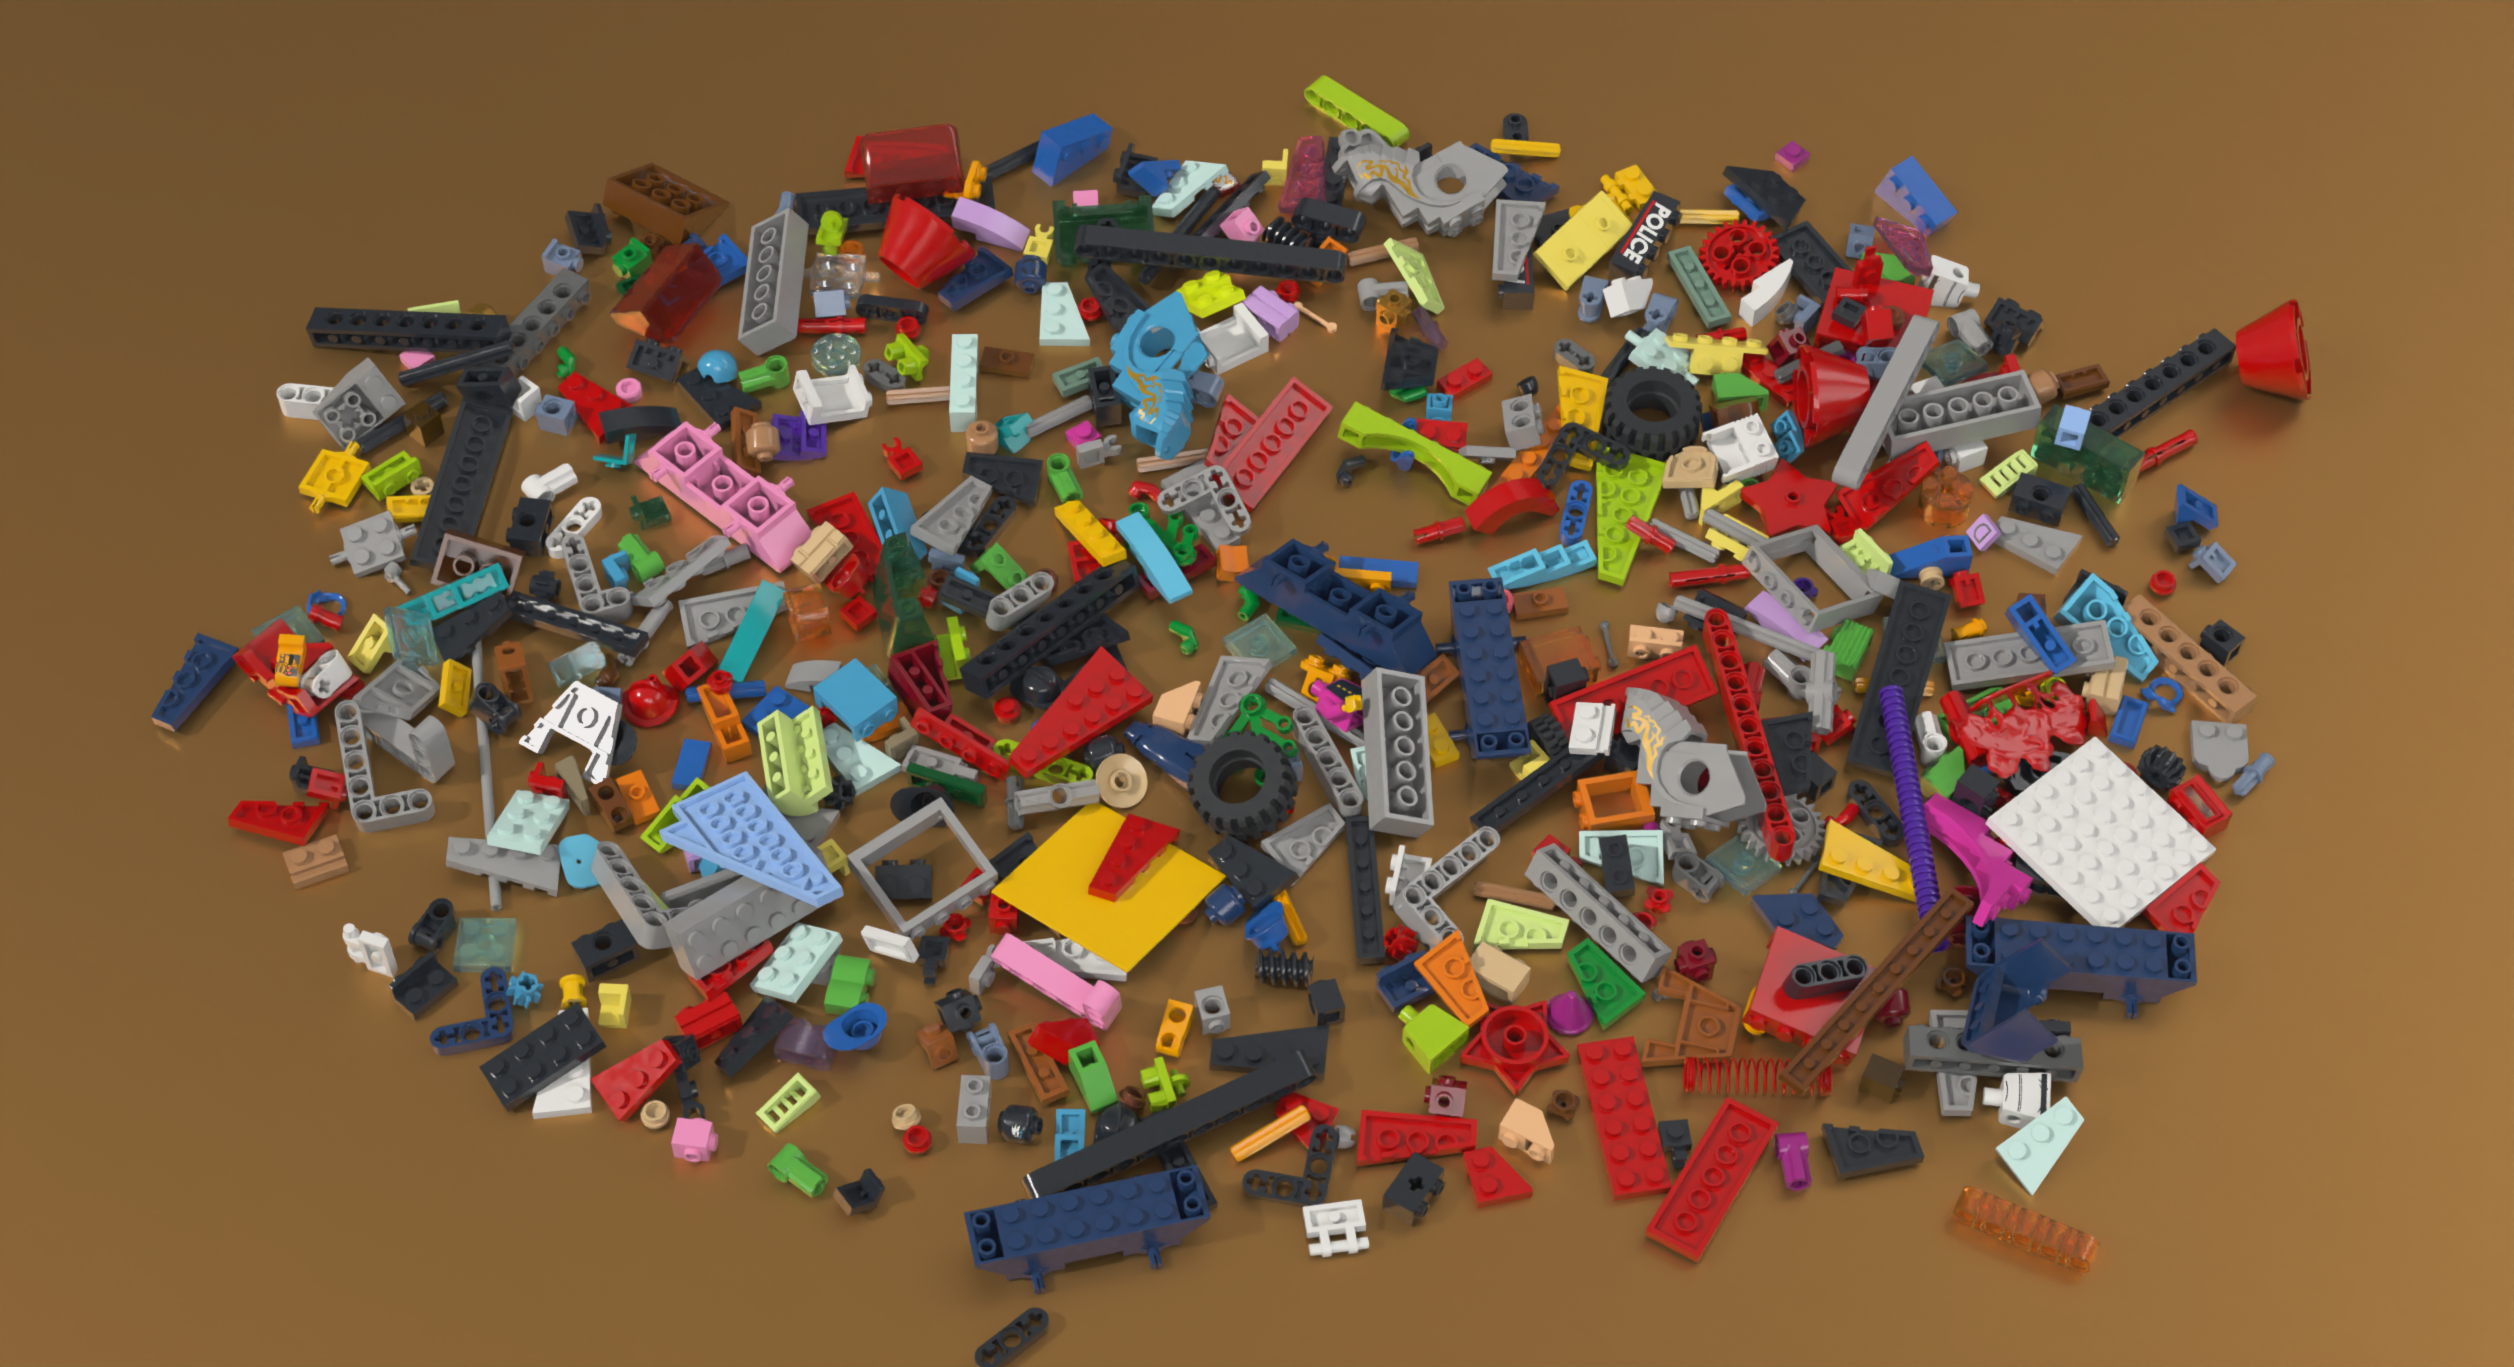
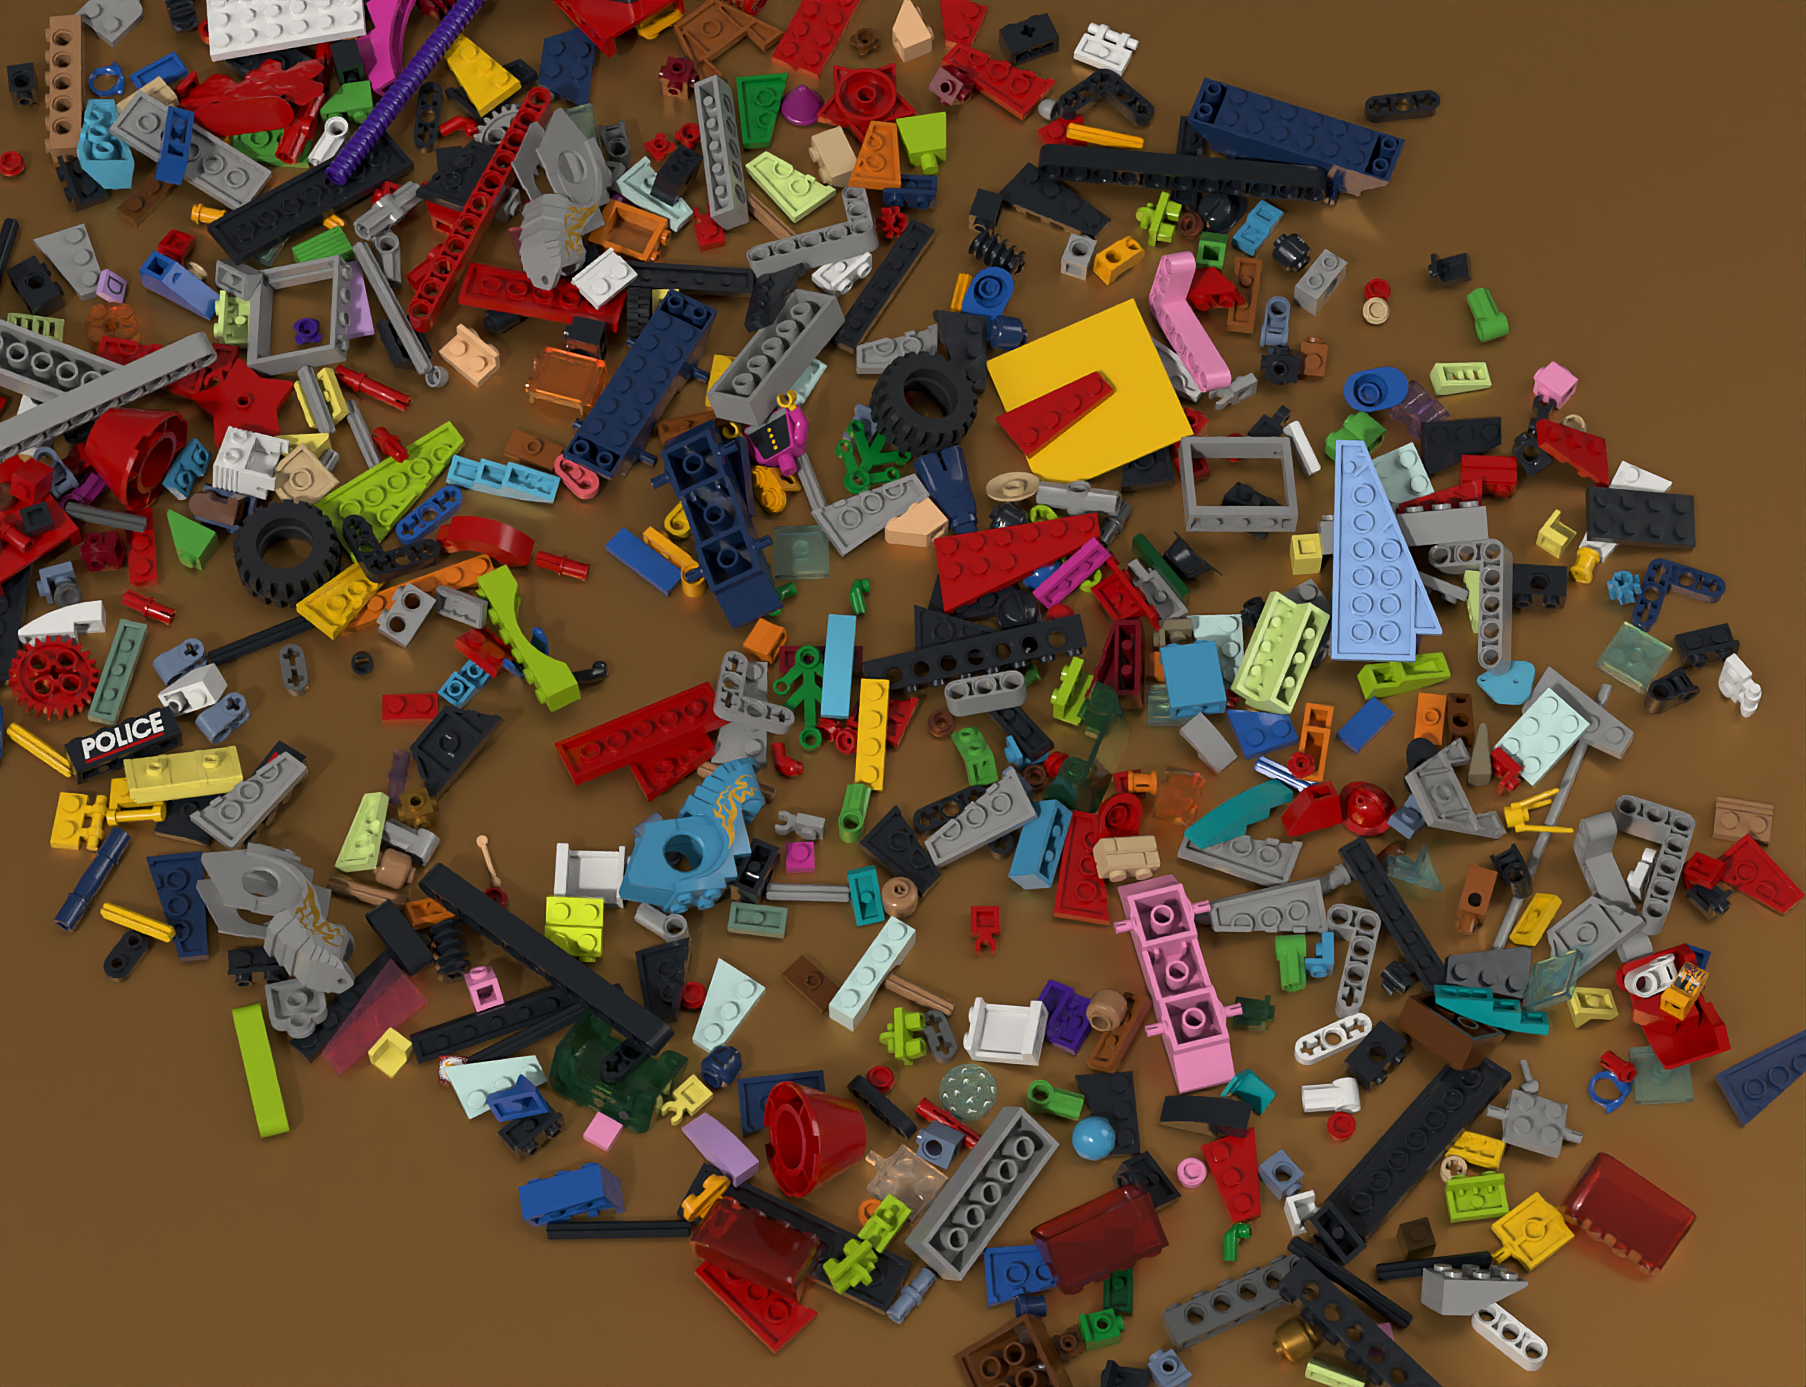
camera: 145 degrees left, 10 degrees up
(262, 512) = (1627, 1213): none -> clear red windscreen
(382, 762) = (1640, 878): none -> white plate
(513, 756) = (1517, 814): none -> yellow plant
(528, 470) = (1341, 1126): none -> red tile
(842, 187) = (853, 1268): none -> lime hips
(844, 605) = (1142, 782): none -> orange bush
(1018, 729) = (1072, 573): none -> dark pink plate
(1272, 313) = (530, 879): lavender brick -> none
(1310, 730) = (829, 394): light grey beam -> none
(1378, 267) = (394, 868): none -> medium nougat head
(1449, 809) = (768, 296): none -> black wing
(1583, 158) = (92, 879): none -> dark blue piece
(1612, 662) = (518, 366): dark grey hinge -> none
(1655, 352) = (221, 614): light aqua plate -> none
(1713, 355) = (170, 583): light yellow bracket -> none

